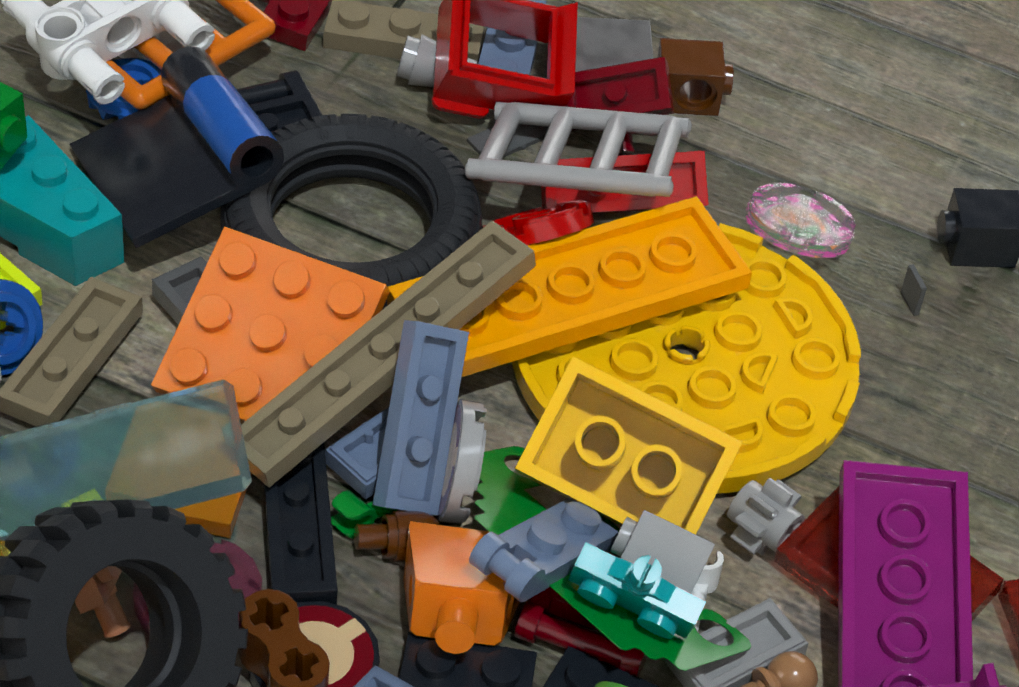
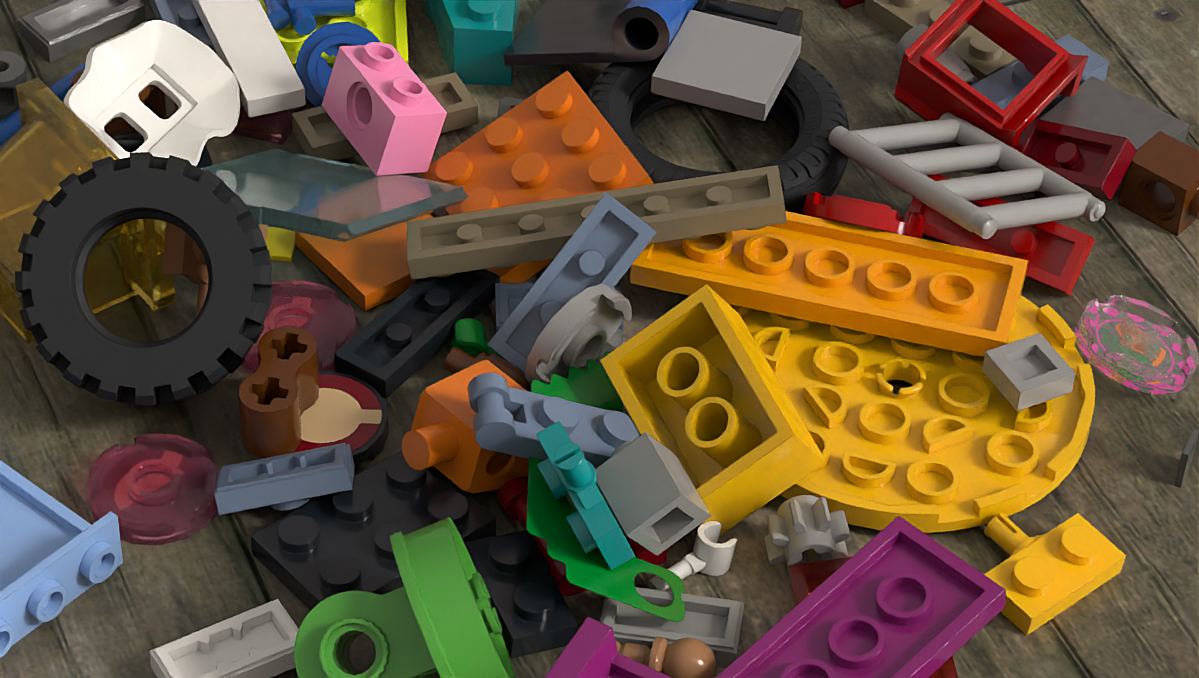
camera: 45 degrees right, 5 degrees down
(100, 346) = (383, 109): none -> bright pink brick
(333, 152) = (726, 65): none -> light grey tile
(781, 286) = (1028, 371): none -> light grey plate
(920, 428) = (1050, 569): none -> yellow plate

